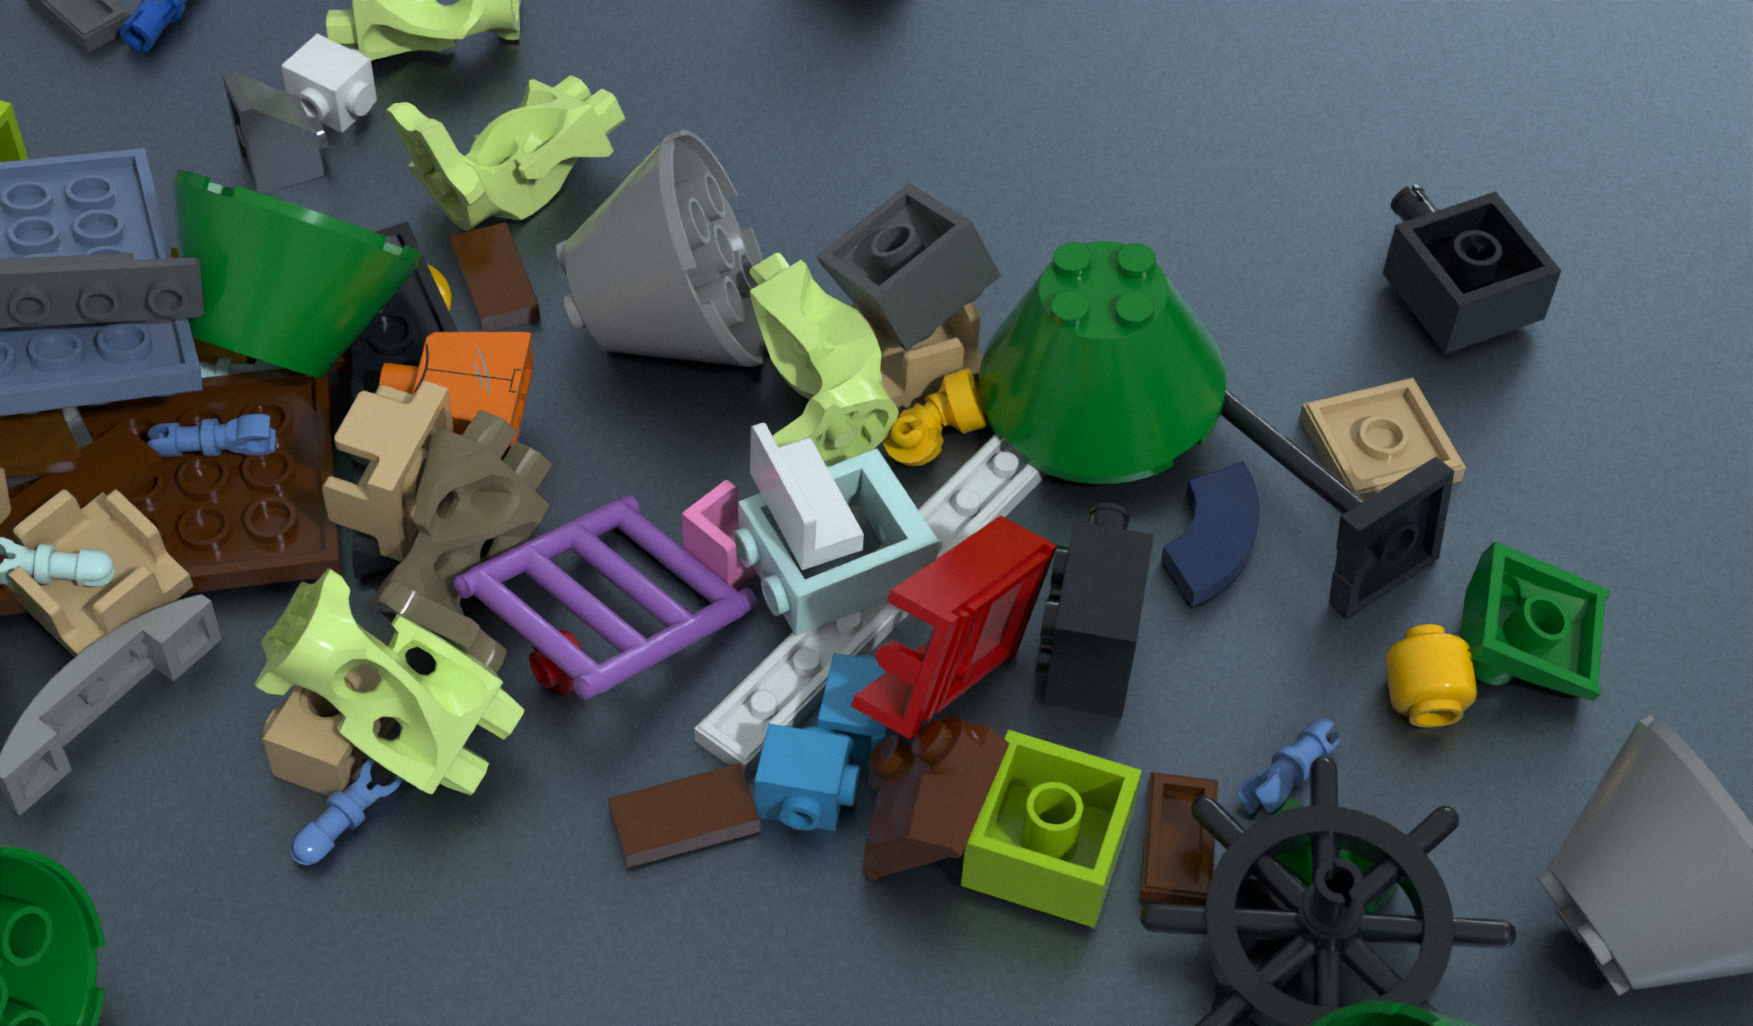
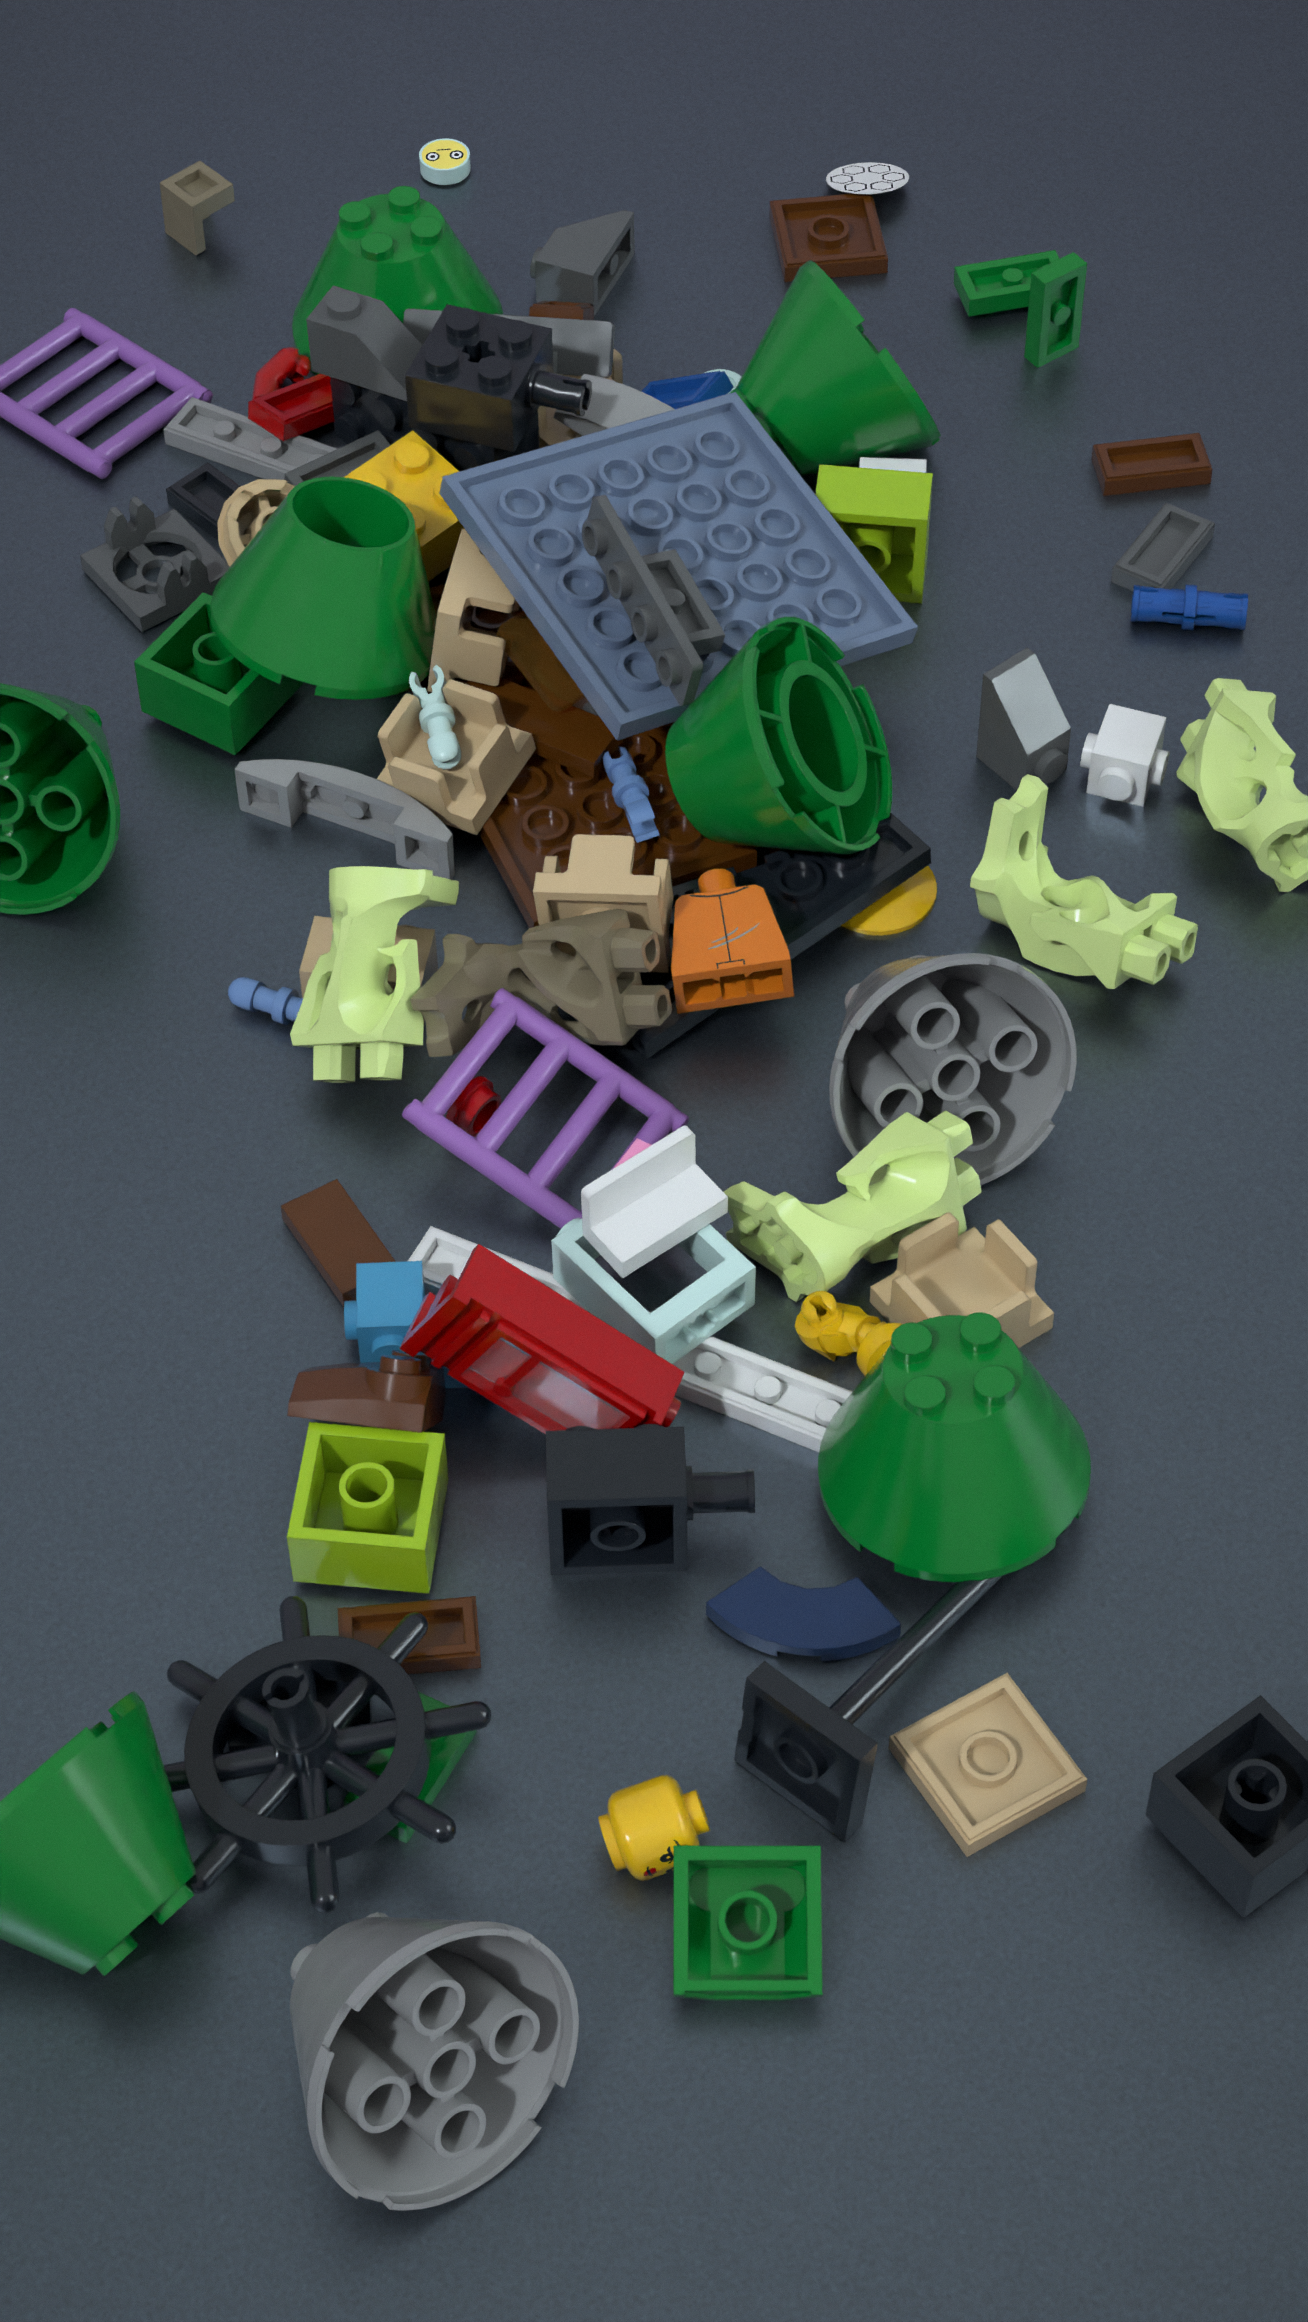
camera: 80 degrees right, 0 degrees up
(494, 278) = (945, 933): reddish brown tile -> none
(910, 265) = (995, 1239): dark grey slope -> none
(1288, 767) = (518, 1719): medium blue piece -> none

